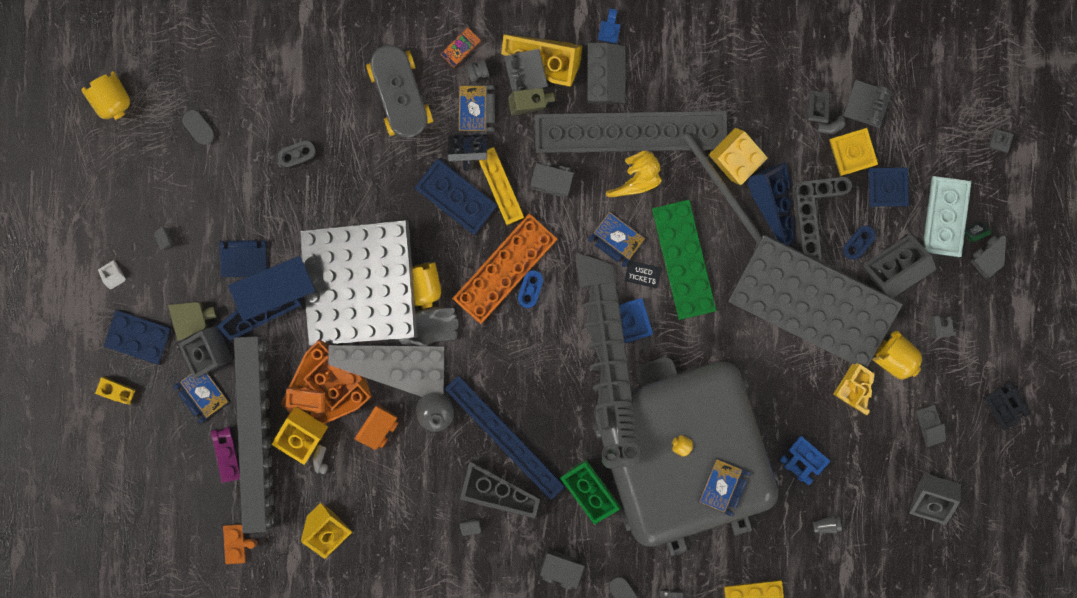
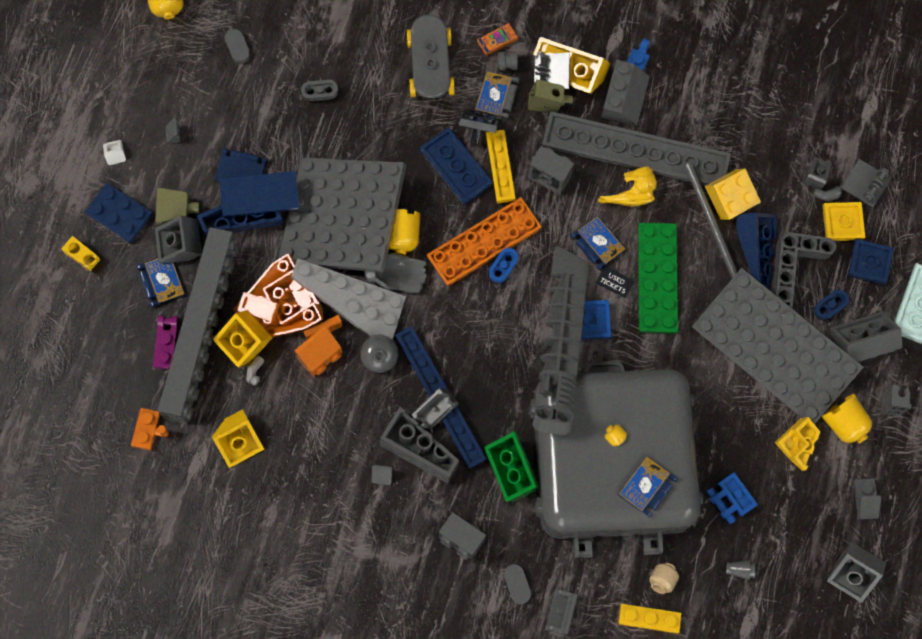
camera: 15 degrees right, 15 degrees down
(373, 401) = (331, 324): none -> orange tile
(504, 453) = (435, 408): none -> dark grey hinge
(758, 553) = (664, 578): none -> tan head

